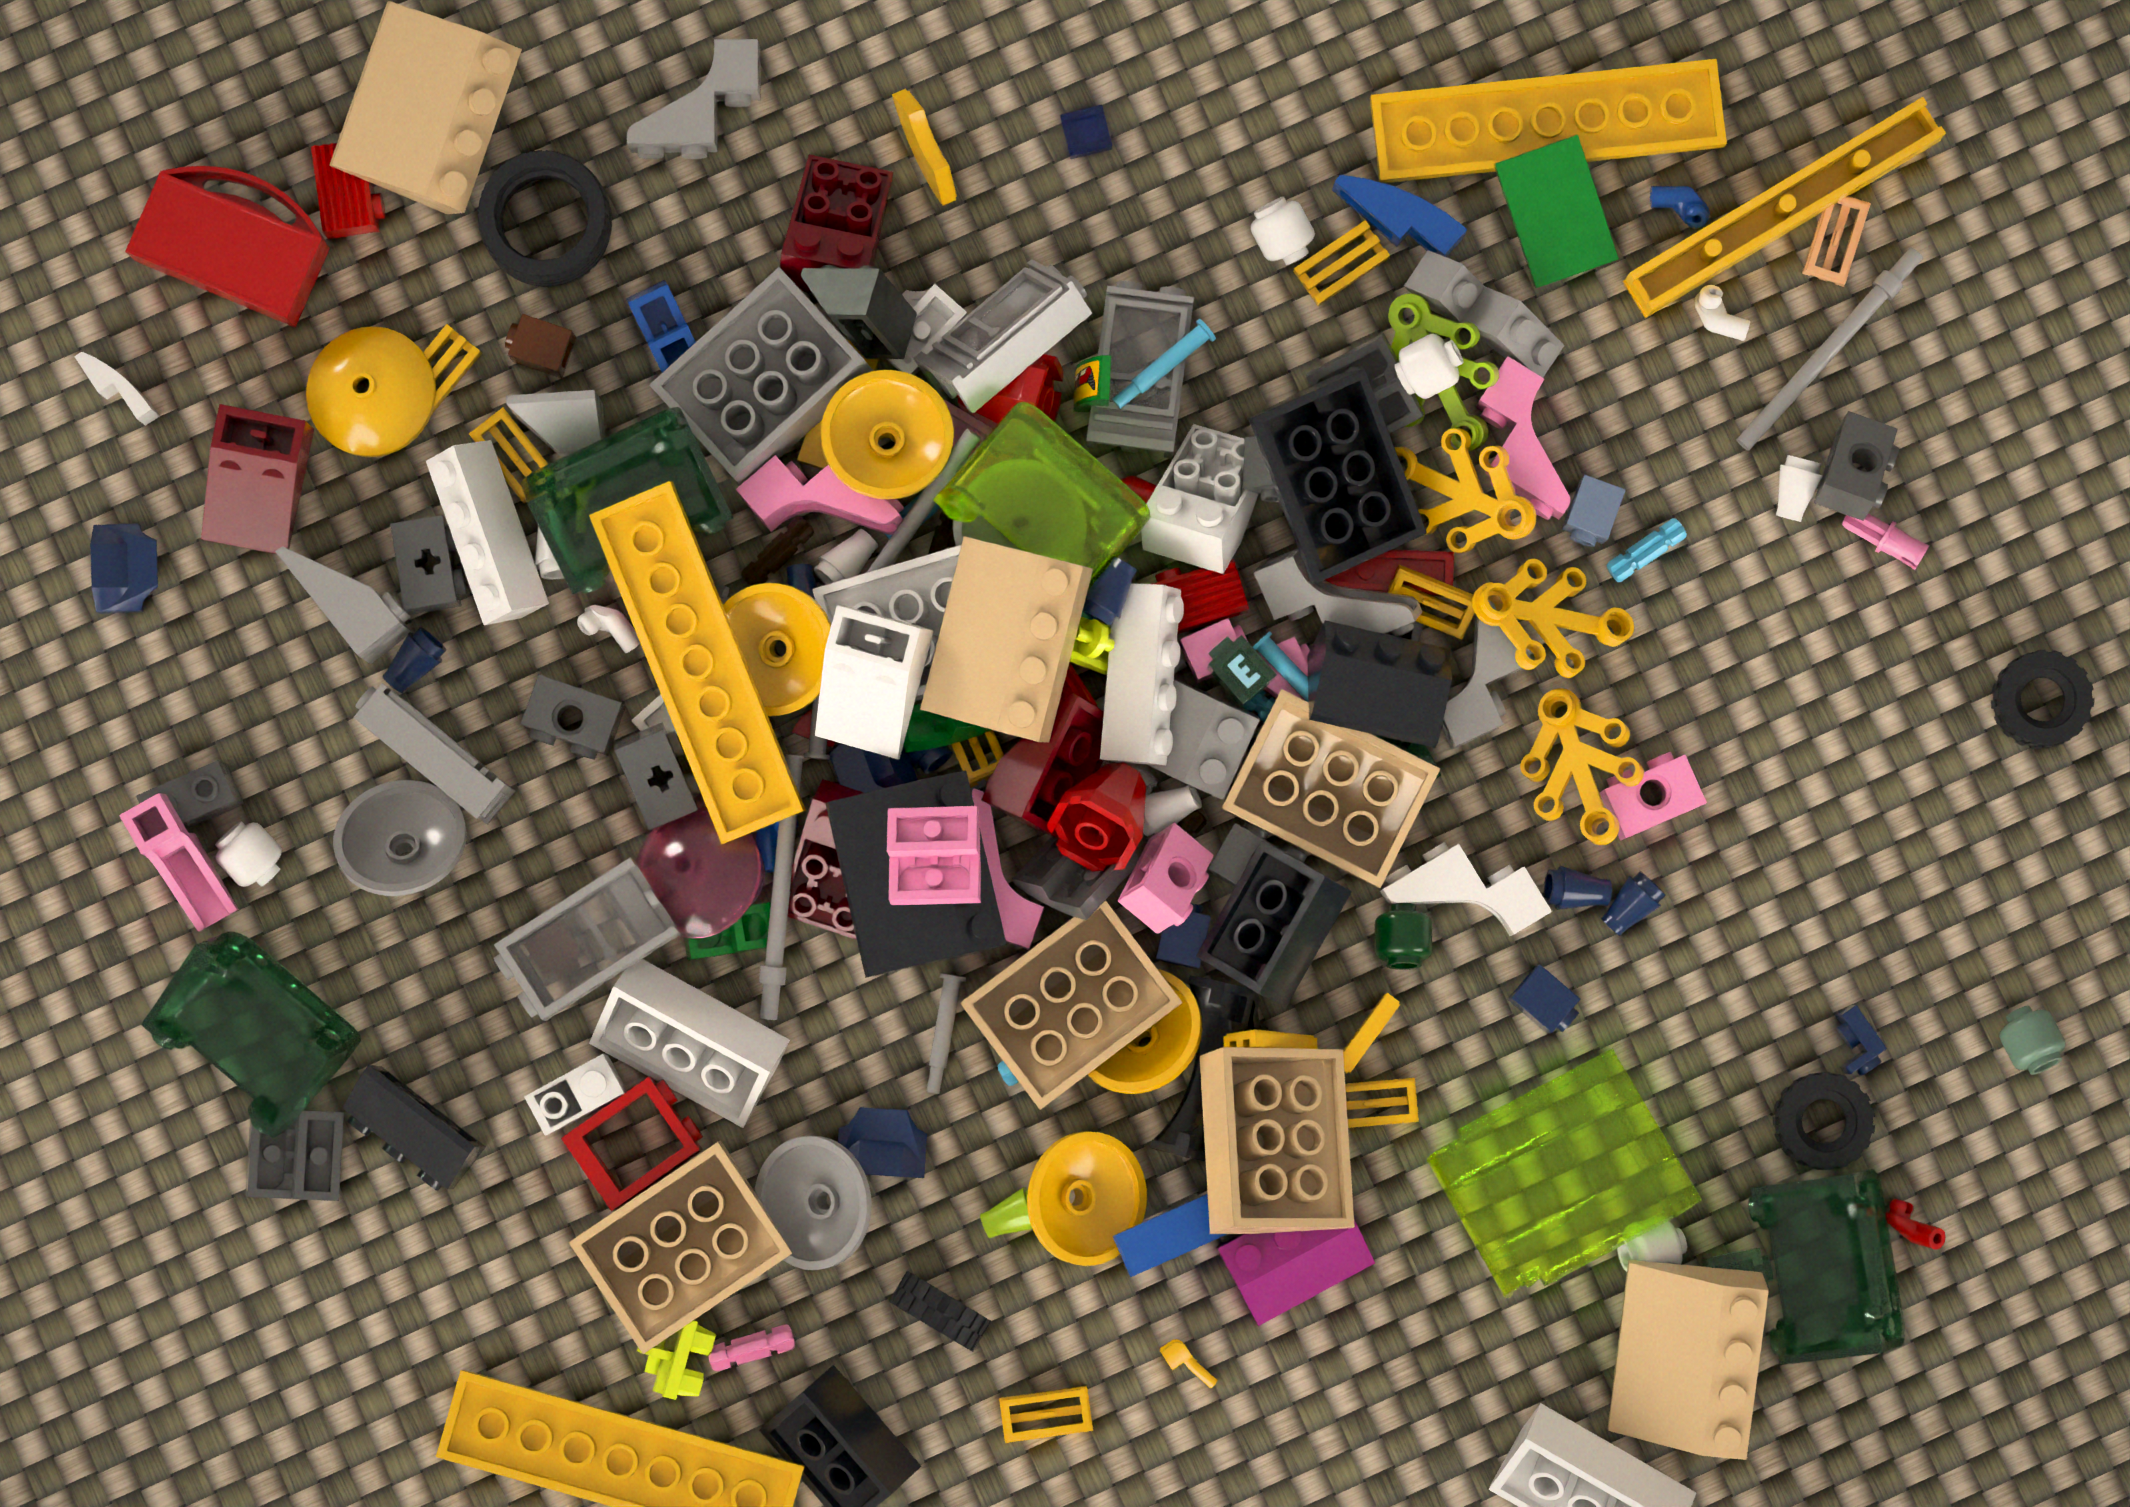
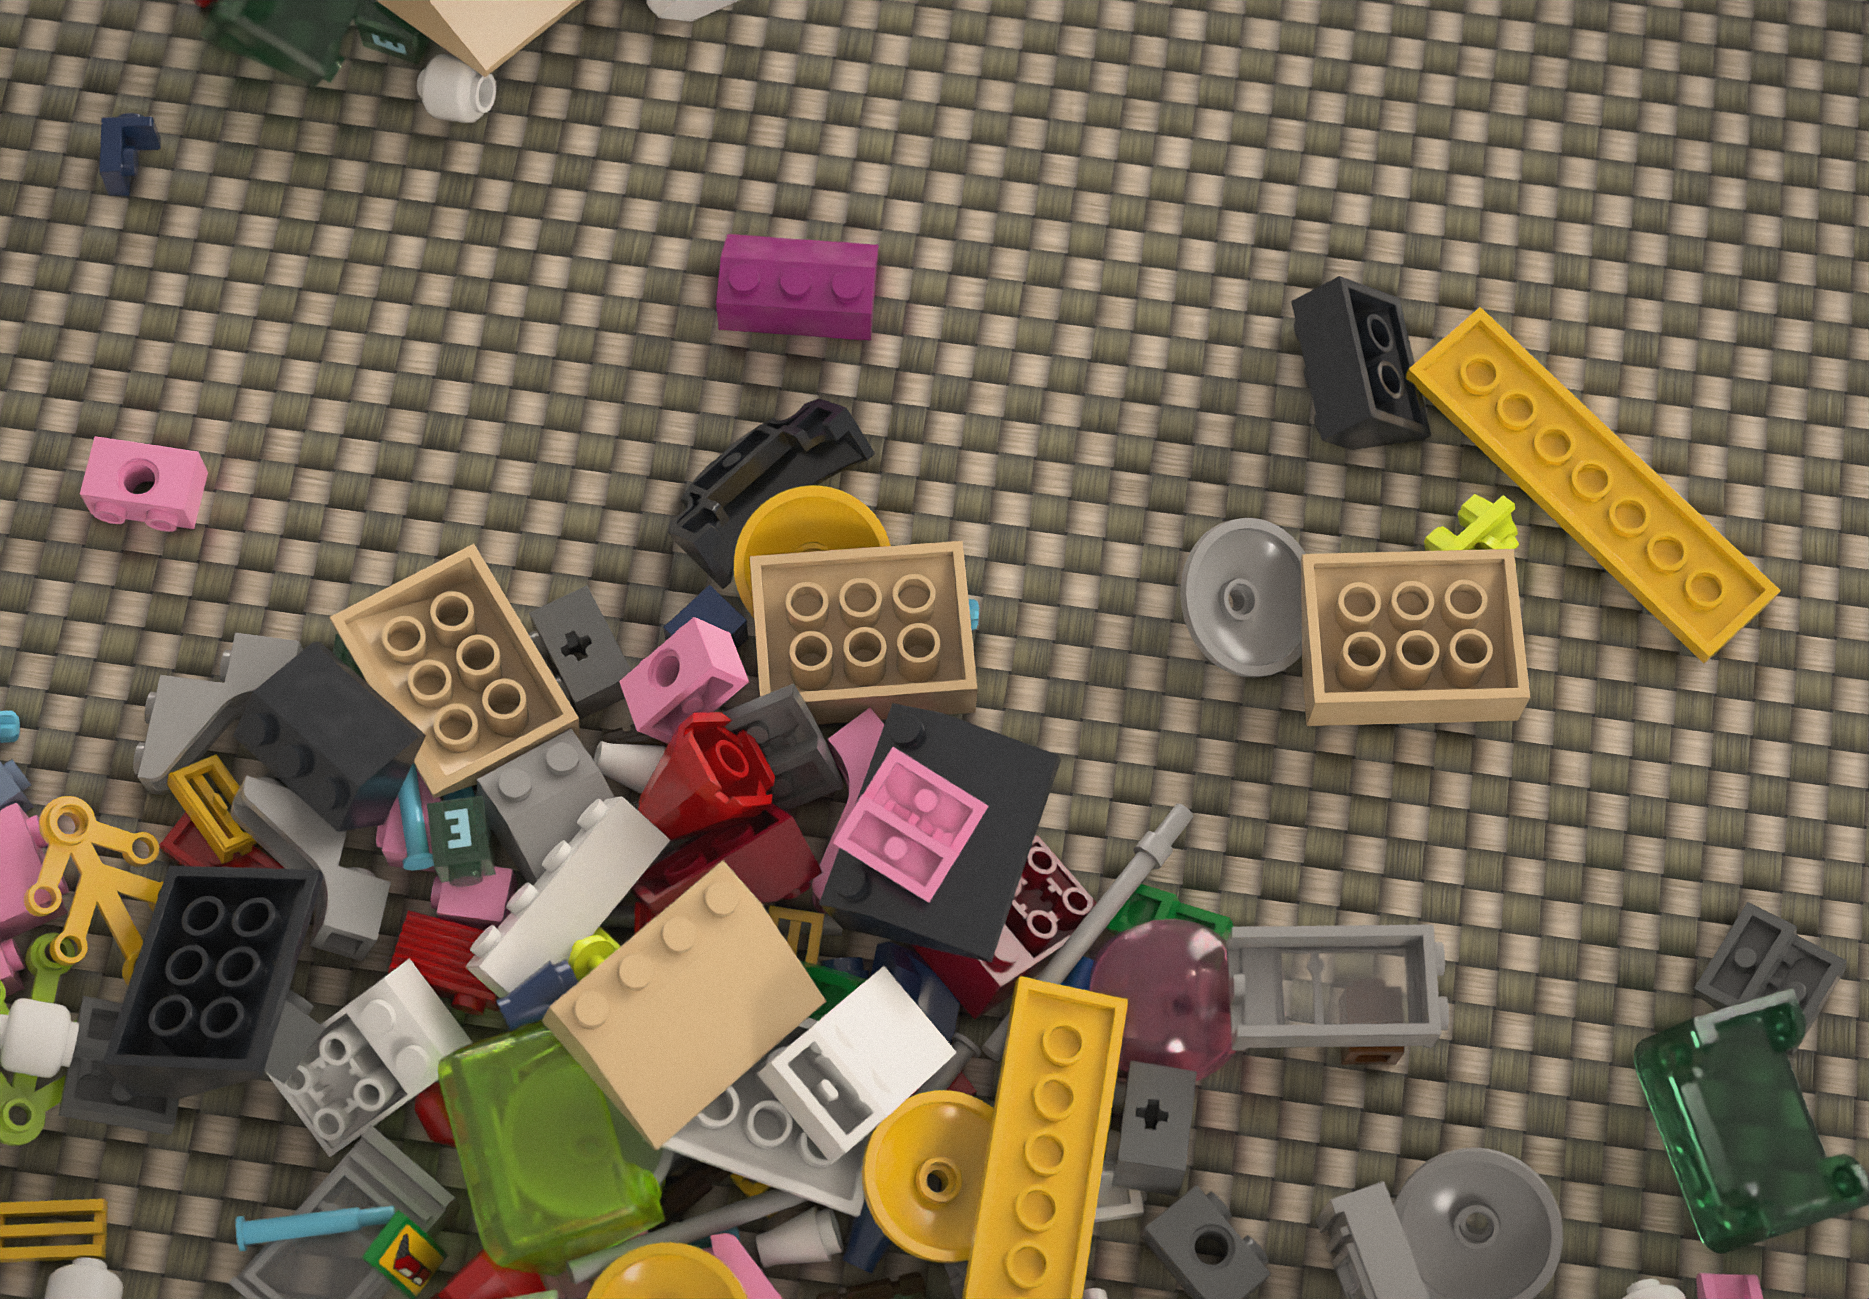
camera: 150 degrees left, 15 degrees down
(411, 1128) = (1627, 922): black slope -> none
(576, 1094) = (1432, 850): white slope -> none
(596, 1169) = (1455, 767): red window -> none
(689, 1041) = (1278, 832): white slope -> none
(751, 1347) = (1392, 510): bright pink axle -> none
(886, 1142) = (1142, 617): dark blue slope -> none
(939, 1311) = (1185, 419): black tyre -> none
(943, 1030) = (1017, 686): light grey piece -> none
(1007, 1216) = (1048, 477): lime cone -> none
(1008, 1419) = (1128, 302): yellow tile -> none
(1107, 1197) = (969, 440): yellow dish -> none
(1166, 1236) = (886, 361): blue slope -> none
(1177, 1353) = (973, 264): yellow hand -> none
(1269, 1039) = (688, 470): yellow tile -> none
(1273, 924) = (606, 573): black slope -> none
(1276, 1140) = (747, 368): tan slope -> none
(1369, 1031) = (587, 434): yellow tile -> none
(1403, 937) = (486, 500): dark green head -> none
(1410, 1100) = (653, 408): yellow tile -> none
(1452, 879) = (399, 527): white arch -> none
(1545, 1000) = (391, 362): dark blue brick -> none
(1546, 617) = (150, 746): yellow plant -> none
(1562, 1175) = (492, 192): clear neon green piece -> none
(1574, 889) = (286, 447): dark blue cone -> none
(1576, 761) = (189, 559): yellow plant -> none
(1633, 903) = (239, 399): dark blue cone -> none
(1857, 1115) = (202, 68): black tyre -> none

